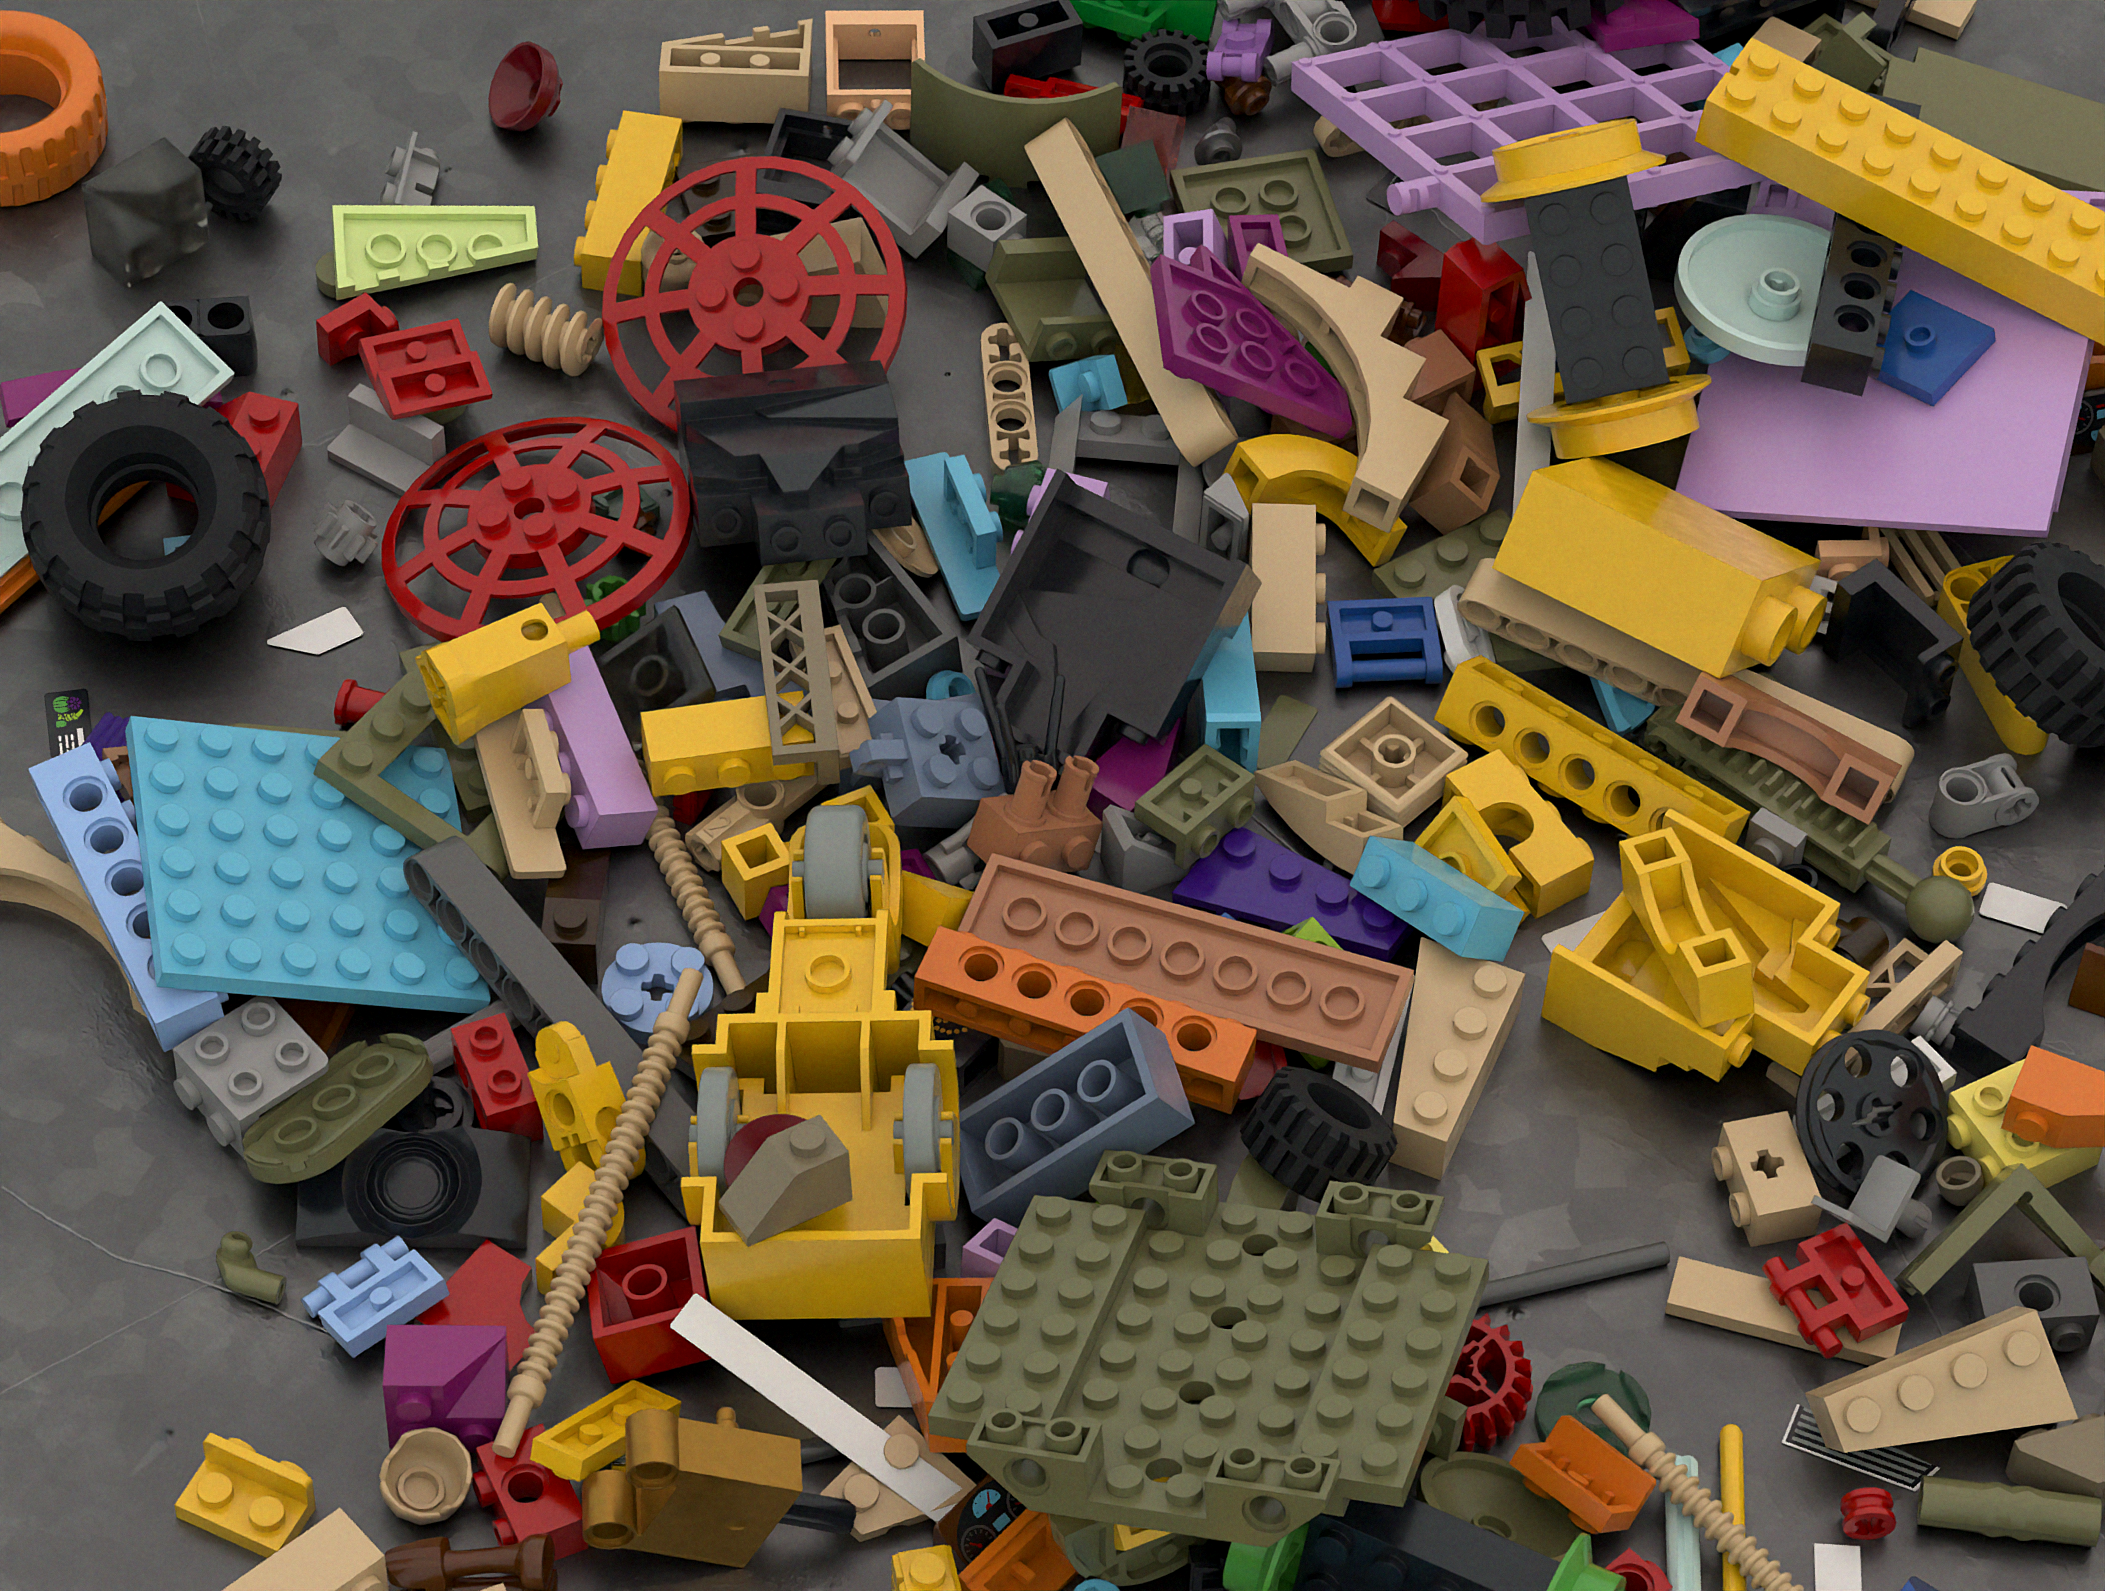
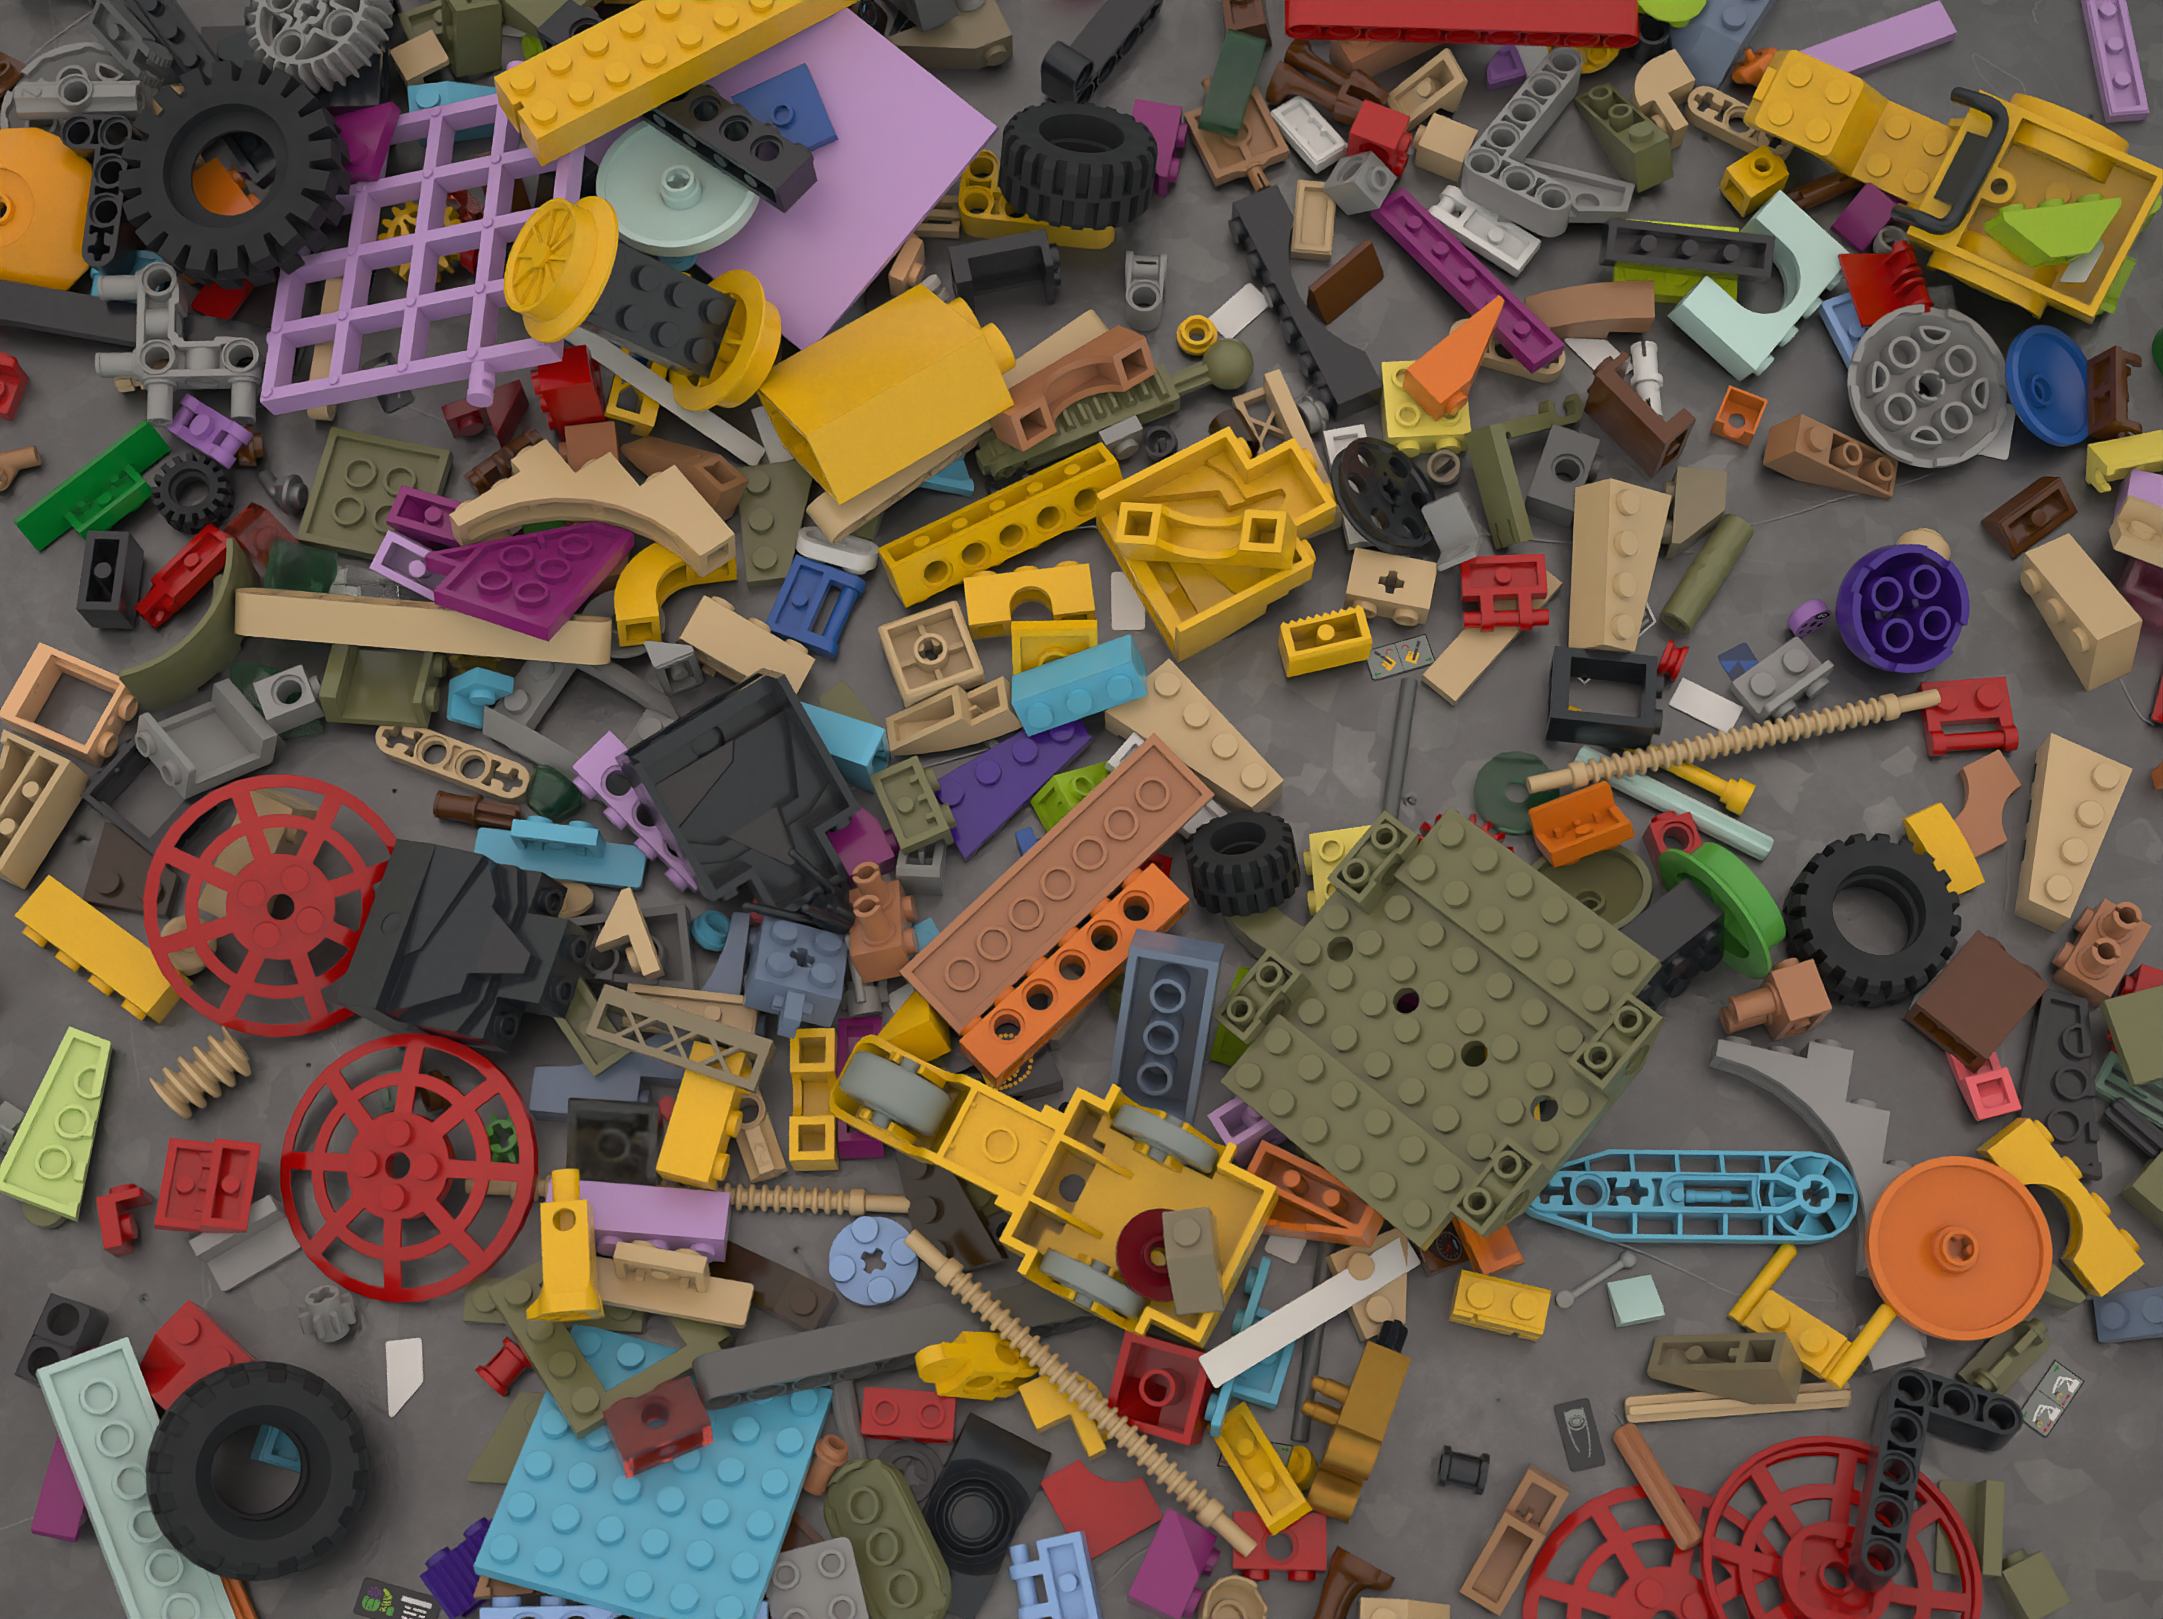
camera: 60 degrees left, 20 degrees up
(359, 826) = (646, 1447): none -> clear red brick
(415, 1019) = (828, 1456): none -> nougat pin
(710, 1386) = (1264, 1380): none -> medium azure bracket
(894, 591) = (628, 925): none -> tan slope
(962, 436) = (475, 810): none -> reddish brown axle
(1650, 1129) = (1324, 641): none -> yellow brick
(1690, 1232) = (1400, 657): none -> light grey sticker
(1756, 1397) = (1599, 728): none -> black window

